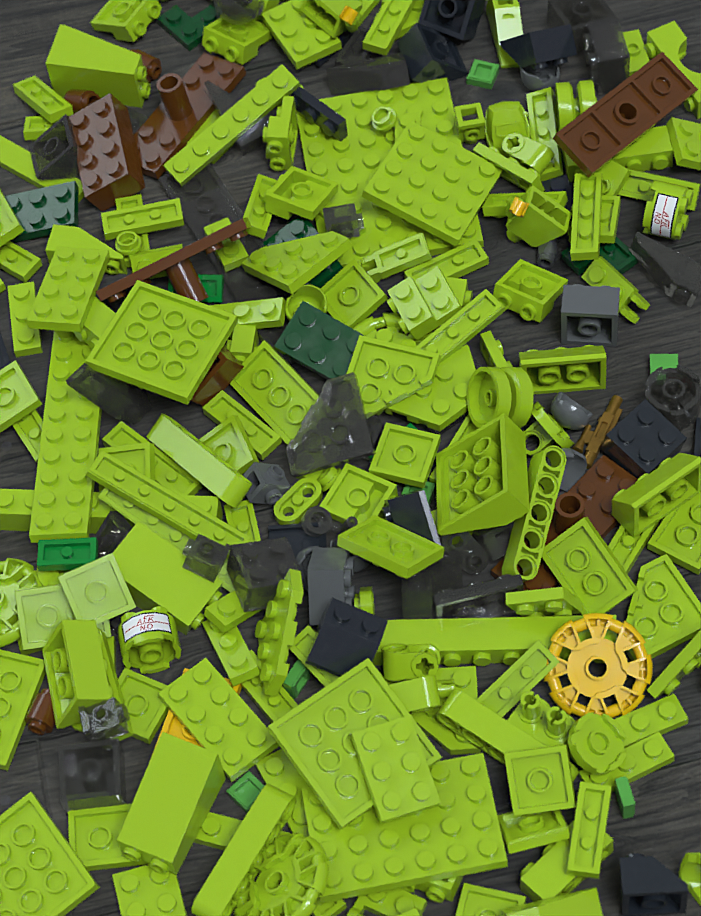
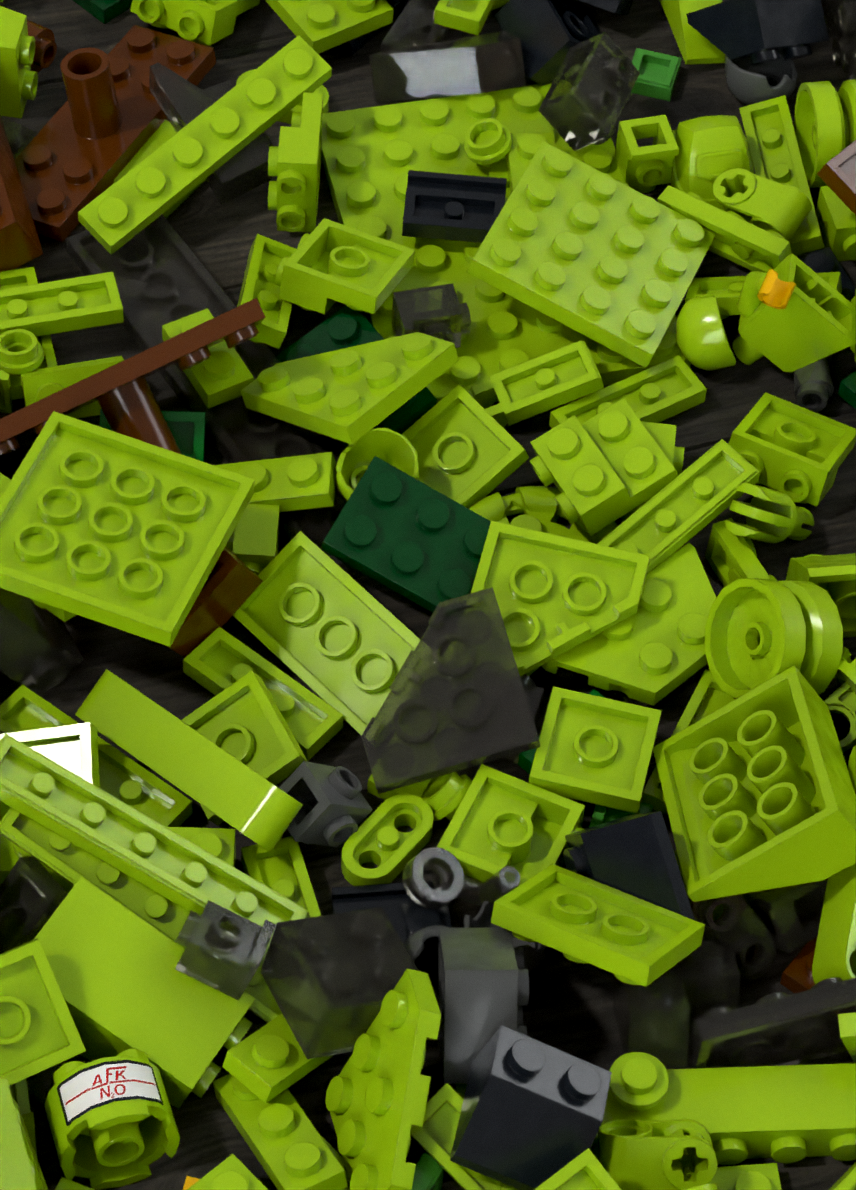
camera: 15 degrees left, 5 degrees down
(320, 114) = (369, 130): black plate -> none
(360, 156) = (451, 206): none -> black plate
(365, 600) = (550, 1027): lime plate -> none
(405, 624) = (638, 1081): none -> lime plate
(440, 90) = (589, 92): none -> clear smoke brick
(489, 227) = (702, 334): none -> lime hair
(510, 329) = (769, 516): none -> lime arm

